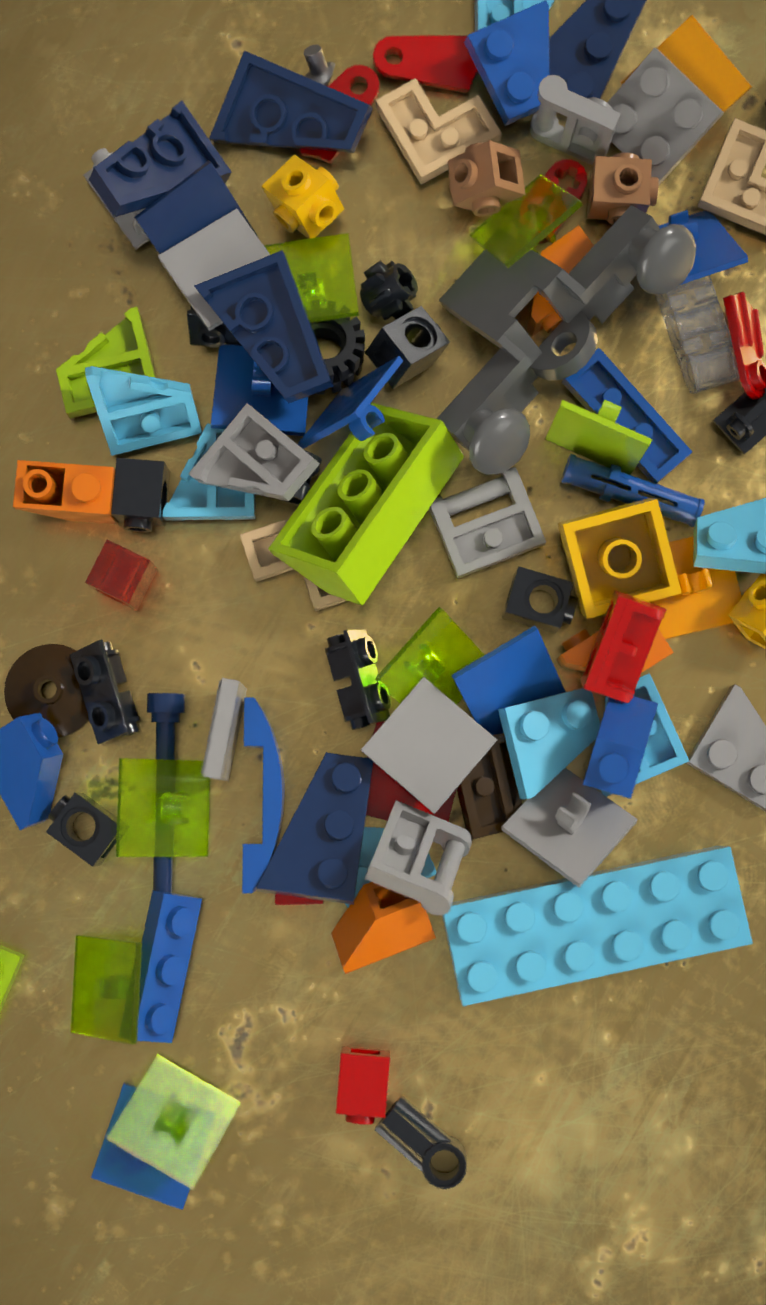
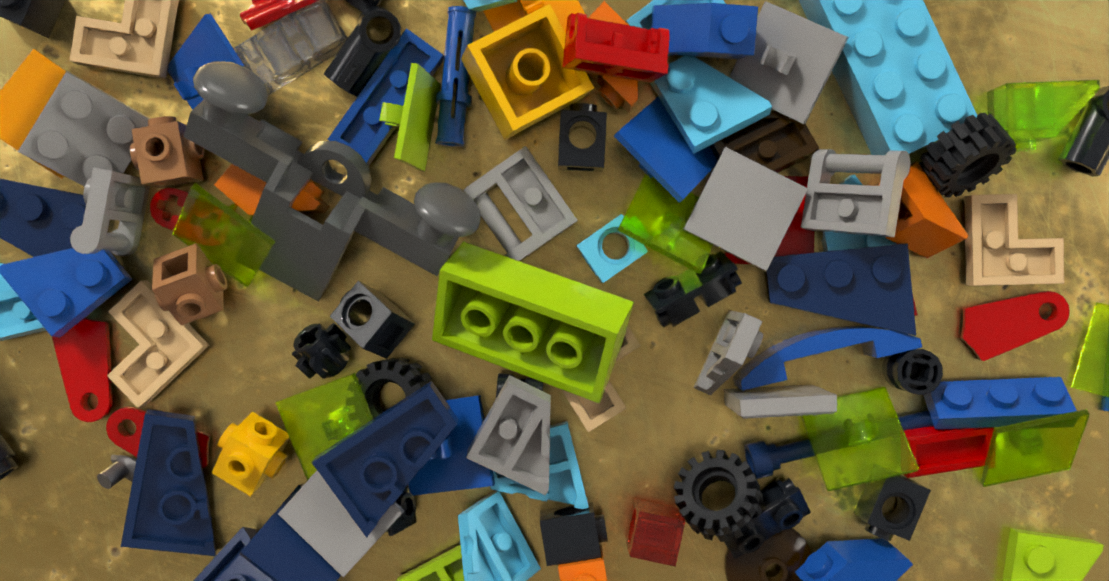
camera: 100 degrees left, 5 degrees up
(122, 659) = (734, 516): none -> black tyre
(127, 896) = (948, 449): none -> red tile
(225, 881) = (903, 368): none -> black wheel
(241, 1003) = (1011, 322): none -> red piece
(295, 703) = (735, 341): none -> light grey wing
(319, 1002) = (998, 255): none -> tan plate
(353, 407) = (445, 358): blue piece -> none
(363, 1084) = (1059, 196): red brick -> none
(418, 584) = (601, 265): none -> medium azure brick
(429, 988) = (967, 155): none -> black tyre
(458, 1078) = (1038, 109): none -> clear neon green slope
(678, 402) = (360, 54): none -> black piece

